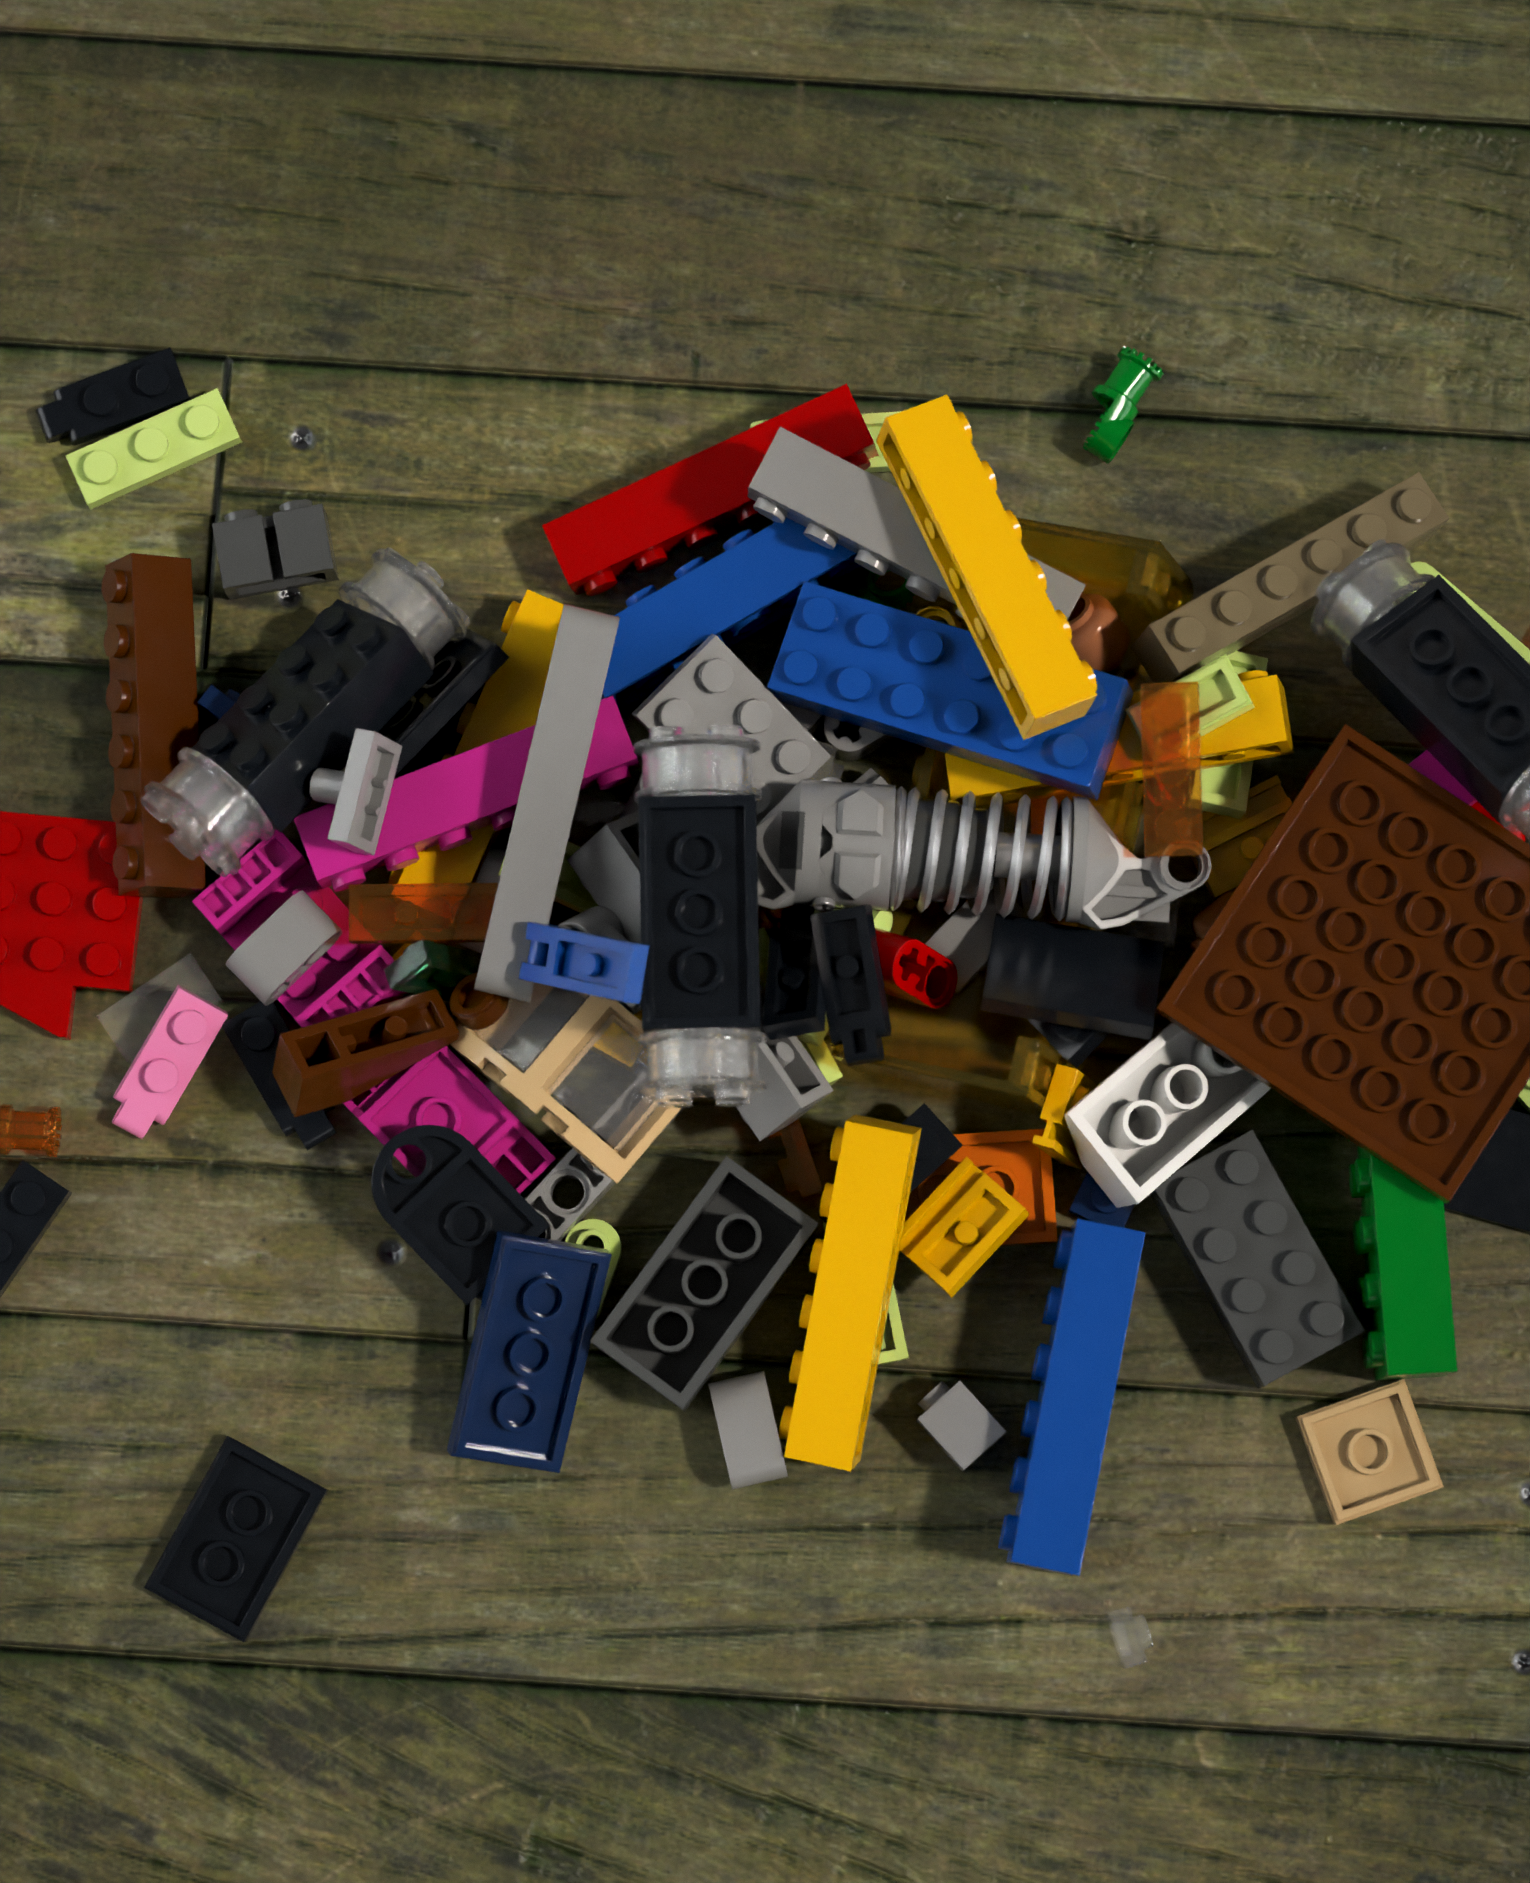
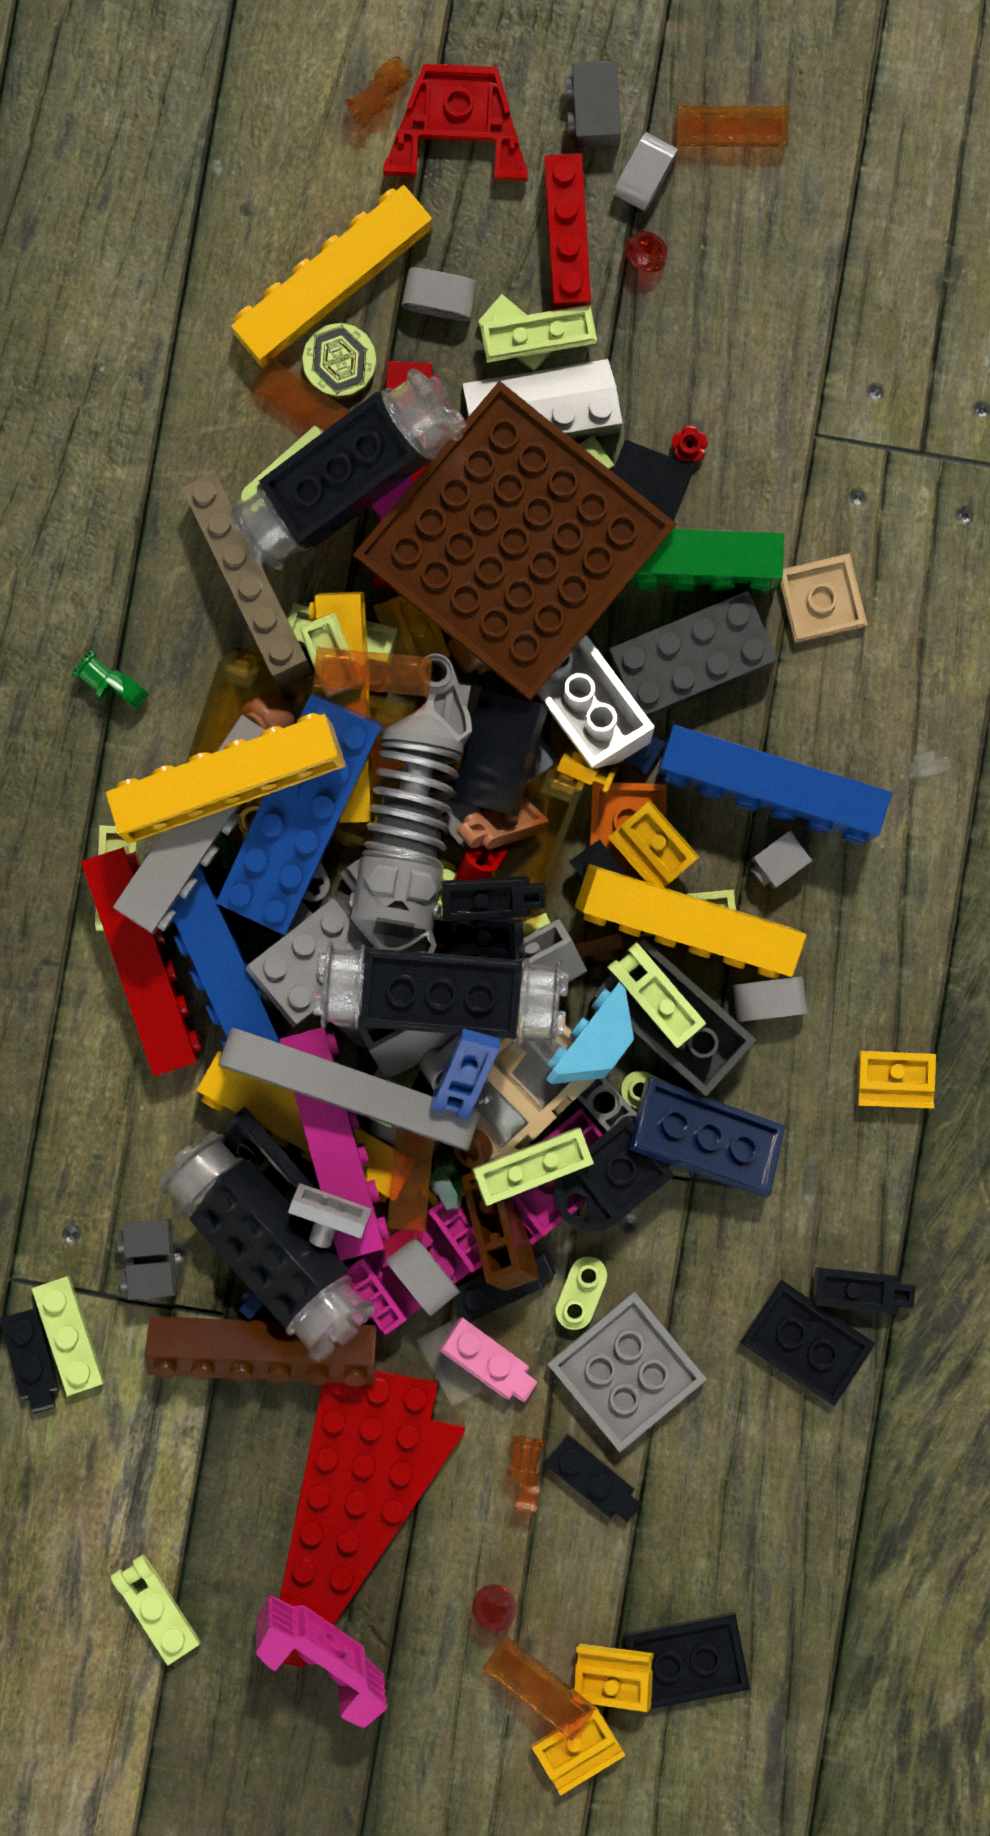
camera: 90 degrees left, 5 degrees up
(170, 1269) = (626, 1371): none -> light grey plate
(280, 1190) = (581, 1293): none -> yellowish green plate
(320, 1613) = (861, 1291): none -> black hinge
(459, 1086) = (532, 1166): none -> yellowish green plate
(645, 1636) = (896, 1079): none -> yellow plate
(651, 1160) = (597, 1041): none -> medium azure slope
(731, 1250) = (658, 996): none -> yellowish green plate
(958, 983) = (498, 829): none -> nougat hinge

